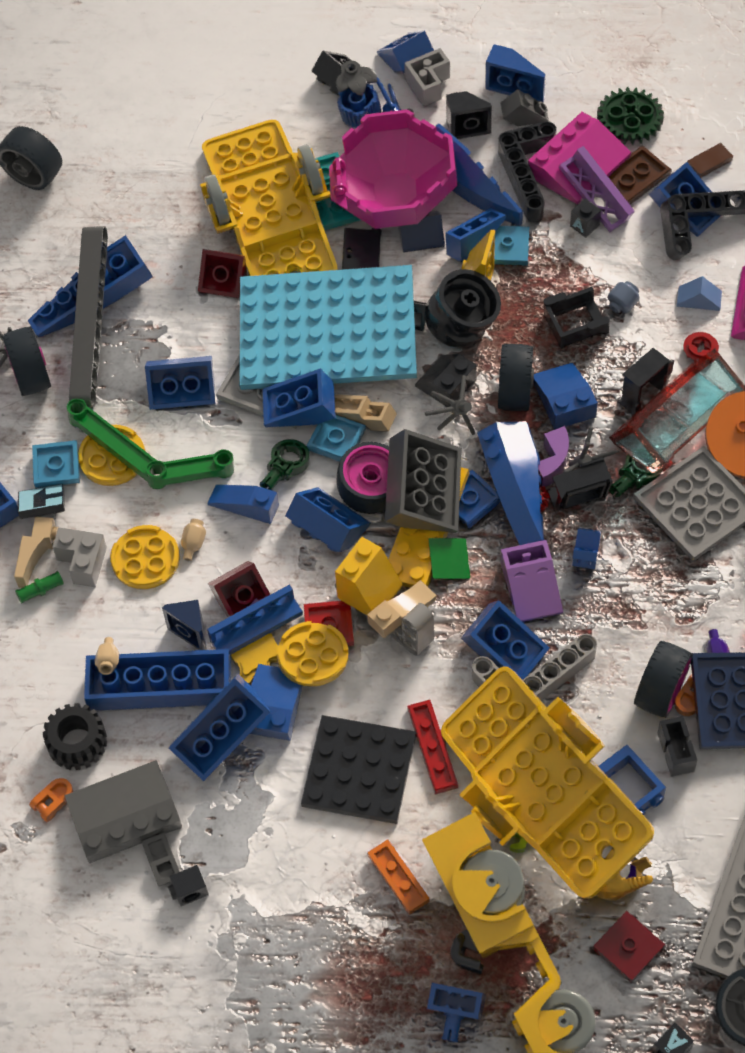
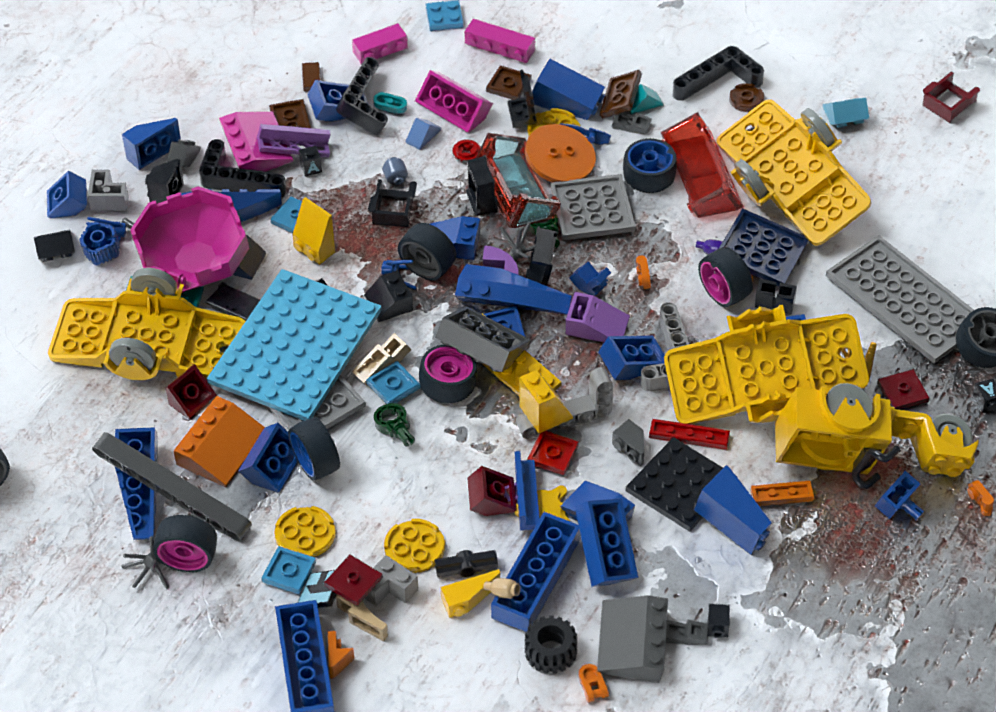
camera: 65 degrees left, 10 degrees down
(39, 587) = (397, 623): green pin -> none
(51, 520) = (353, 580): none -> dark red plate
(95, 626) = (466, 594): none -> yellow slope
(139, 460) = (322, 513): green piece -> none
(141, 612) = (466, 563): none -> black piece
(177, 327) = (218, 442): none -> orange slope
(186, 622) = (504, 531): dark blue slope -> none
(192, 538) = (420, 506): tan plant -> none
(197, 407) = (314, 448): none -> black wheel
(246, 501) = (411, 459): blue slope -> none
(300, 401) = (351, 386): blue slope -> none
(312, 654) = (576, 467): yellow tile -> none
(326, 519) = (463, 417): blue slope -> none
(330, 831) = (734, 511): none -> blue slope
(356, 79) = (81, 227): dark grey plate -> none
(385, 692) = (630, 440): none -> dark grey slope
(389, 614) = (577, 397): tan slope -> none
(449, 558) = (545, 358): green sticker -> none
(457, 407) = (429, 293): dark grey plant -> none
(462, 308) = (344, 255): black piece -> none
(468, 234) = (275, 227): blue slope -> none
(488, 362) = (391, 266): none -> blue plant
(631, 115) = (238, 96): dark green gear -> none
(631, 598) = (643, 272): none -> orange plate
(721, 247) = (390, 103): none -> teal plate

